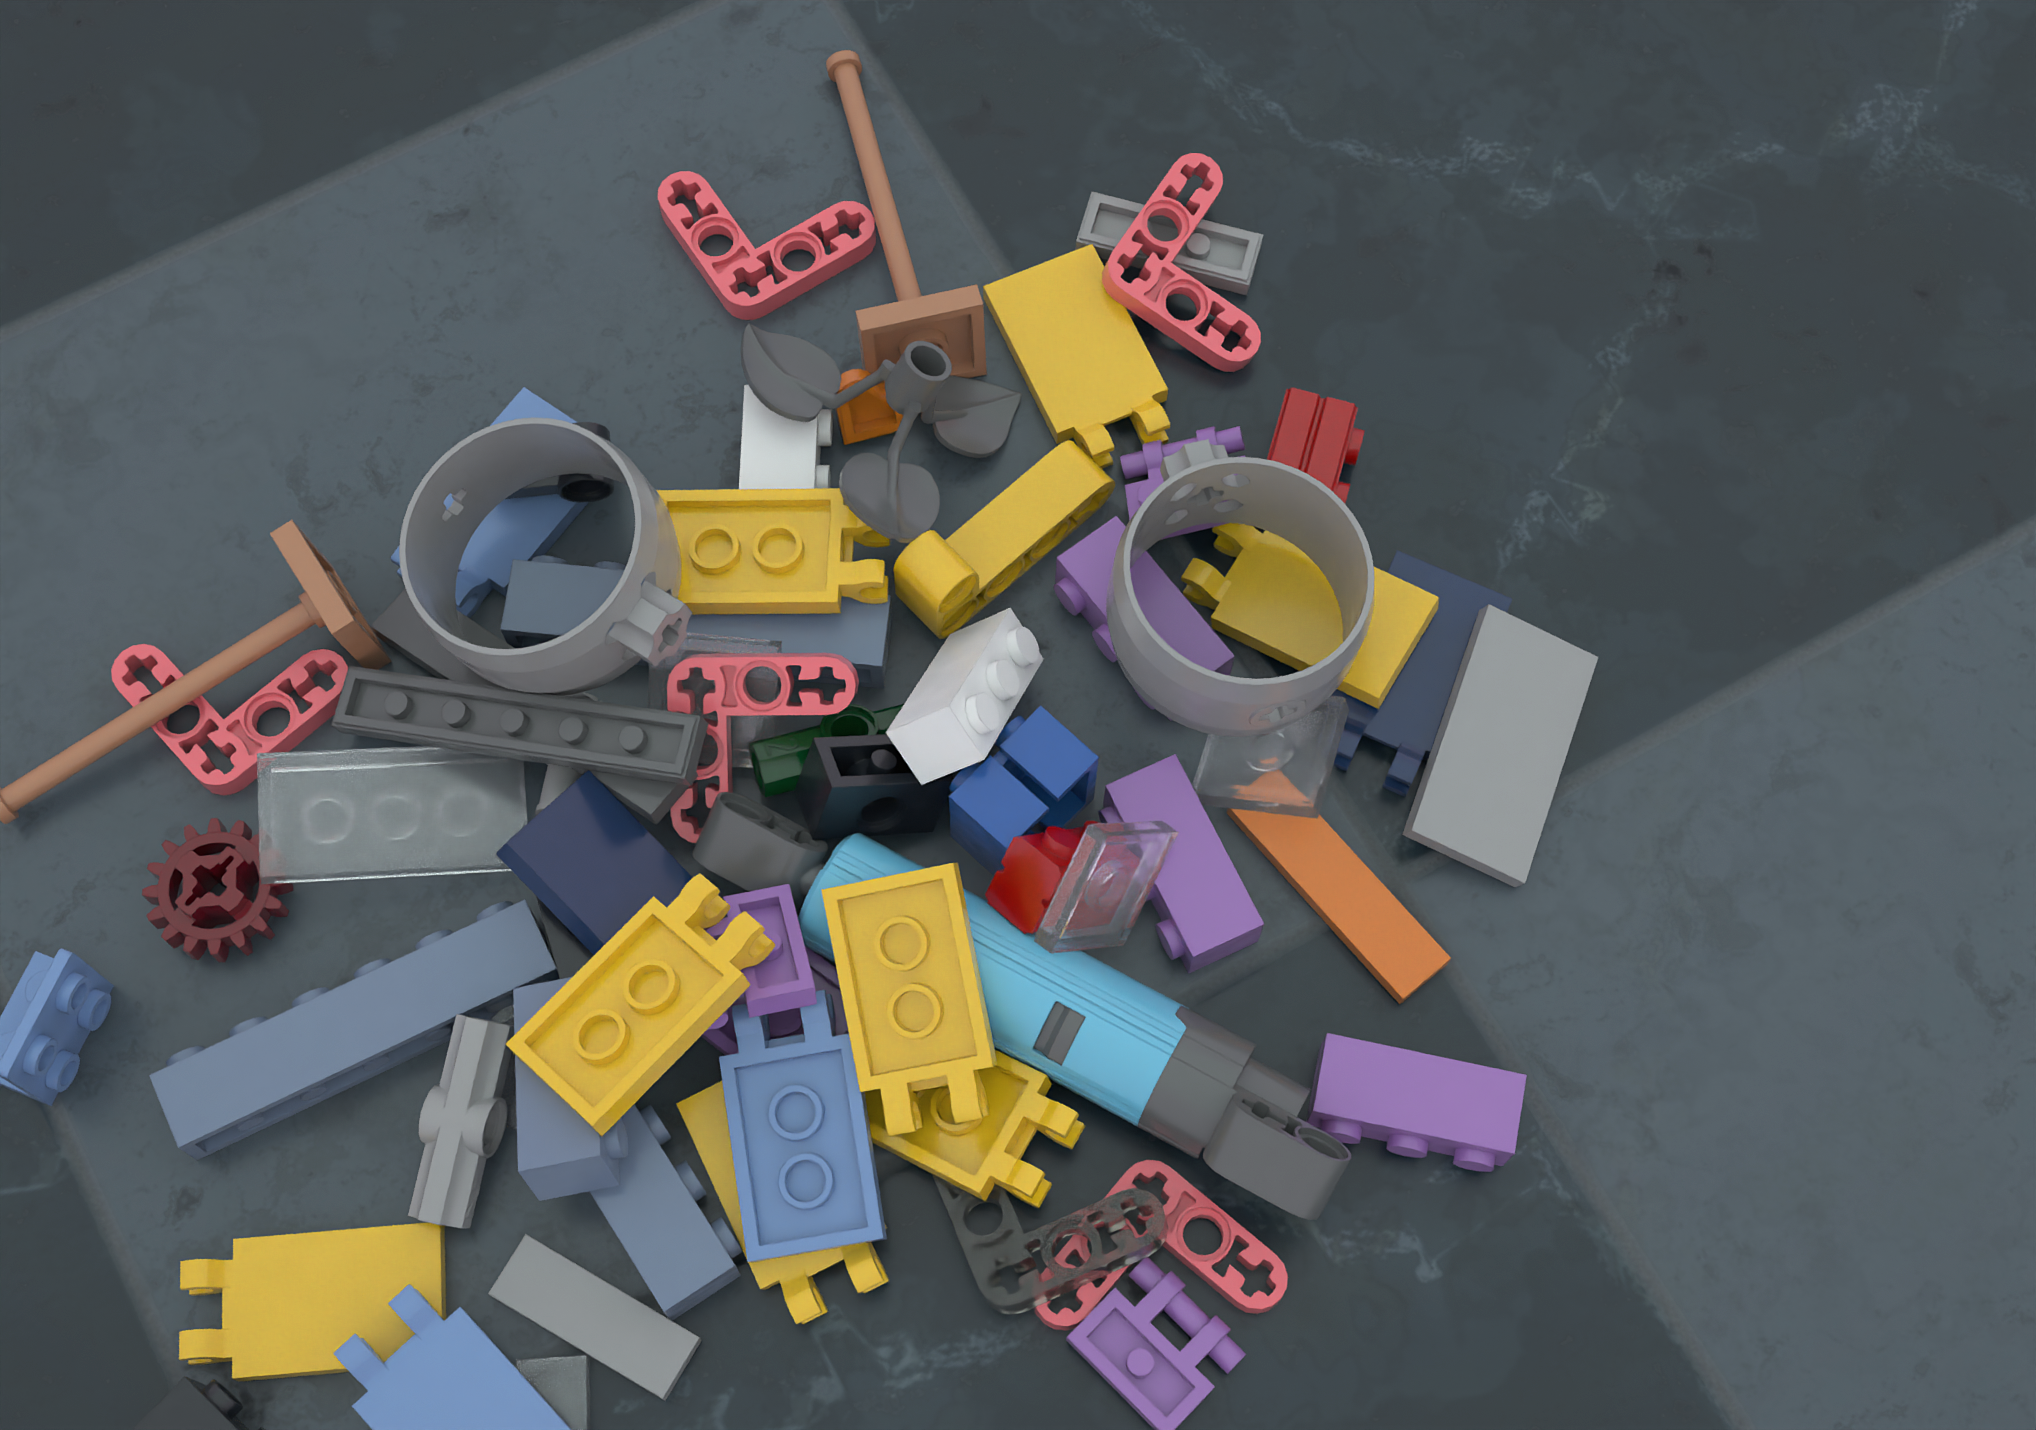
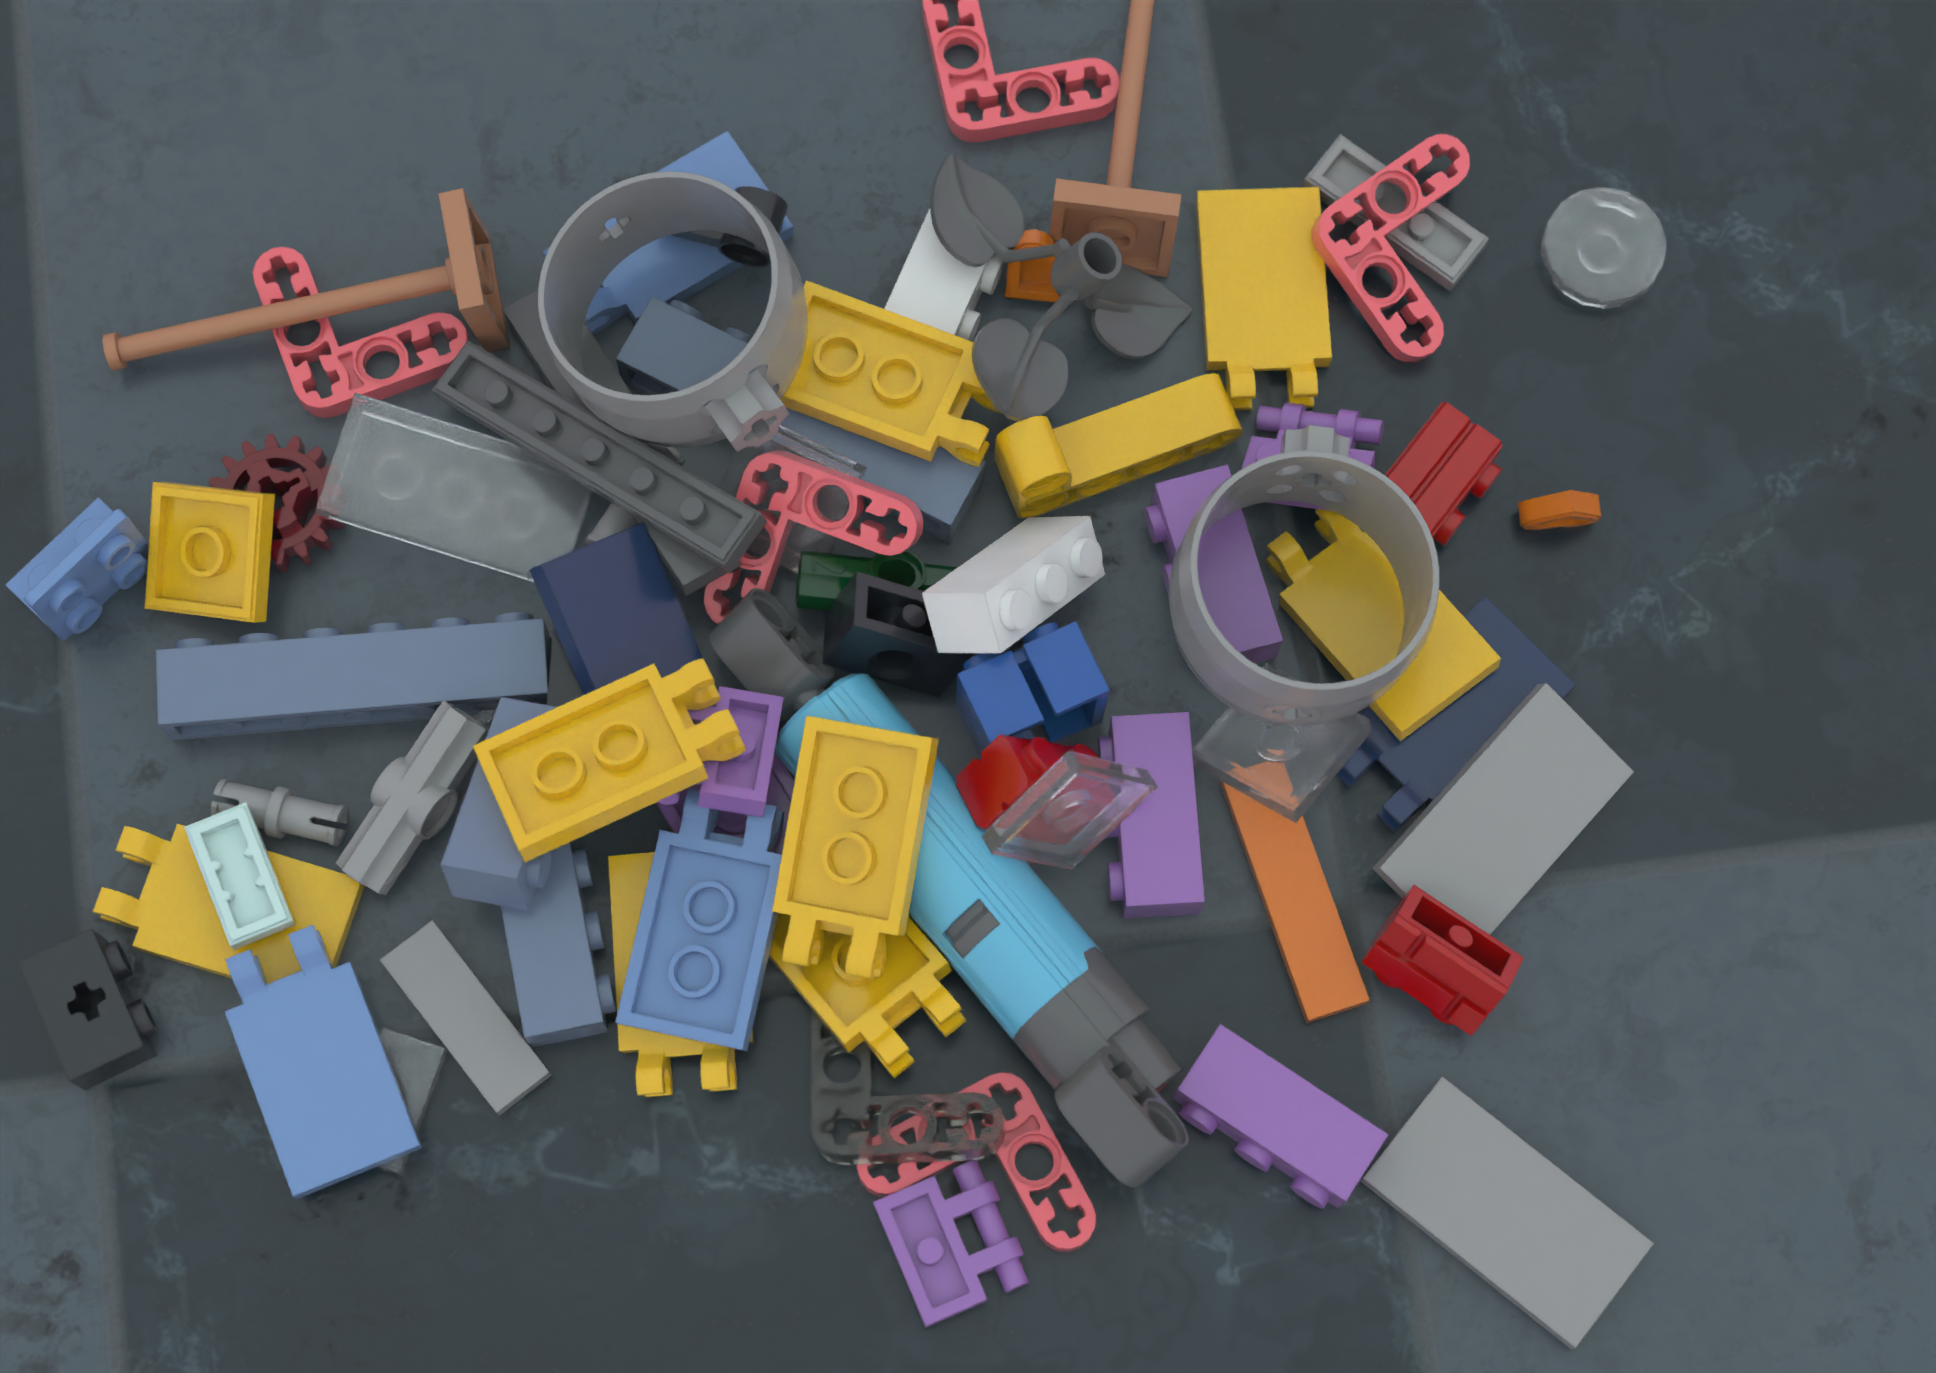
camera: 20 degrees right, 5 degrees up
(168, 960) = (209, 551): none -> yellow tile
(316, 1265) = (239, 876): none -> light aqua plate
(332, 1188) = (284, 813): none -> light grey pin
(1367, 206) = (1603, 247): none -> clear tile
(1430, 449) = (1559, 510): none -> orange tile
(1504, 894) = (1442, 960): none -> red brick
(1661, 1107) = (1507, 1213): none -> light grey tile

